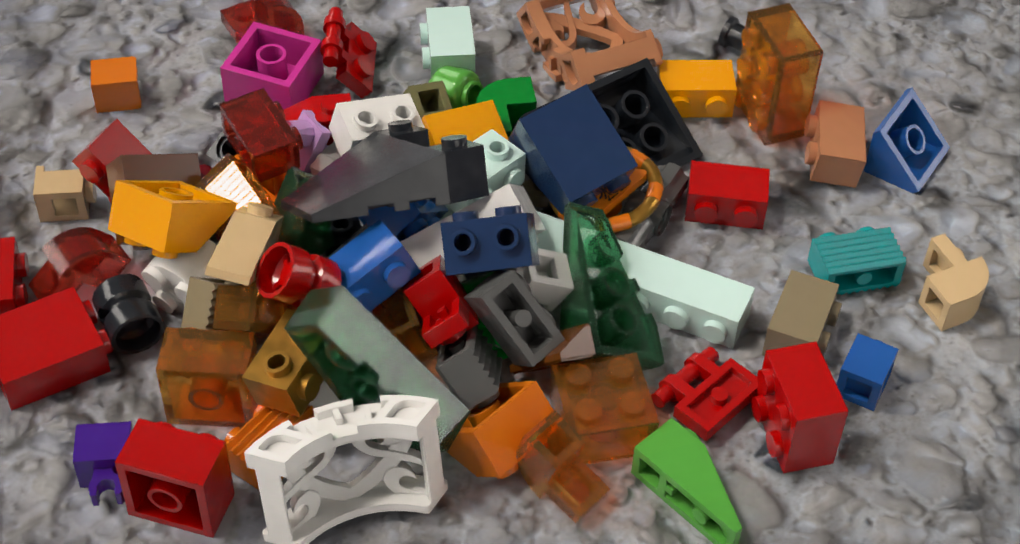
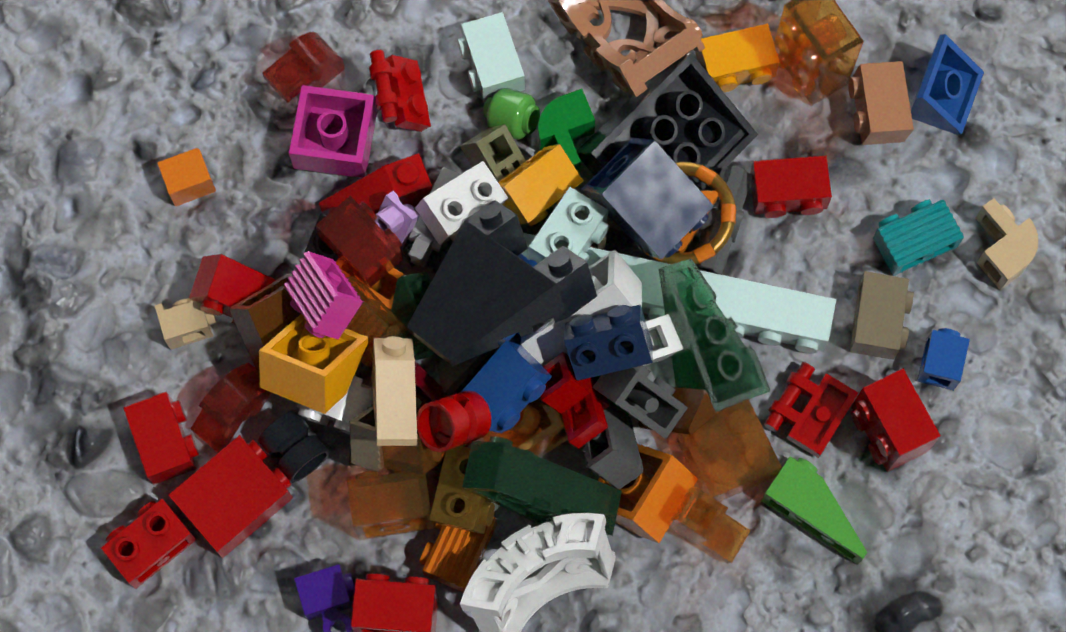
camera: 10 degrees left, 25 degrees up
(201, 157) = (322, 296): none -> dark pink brick

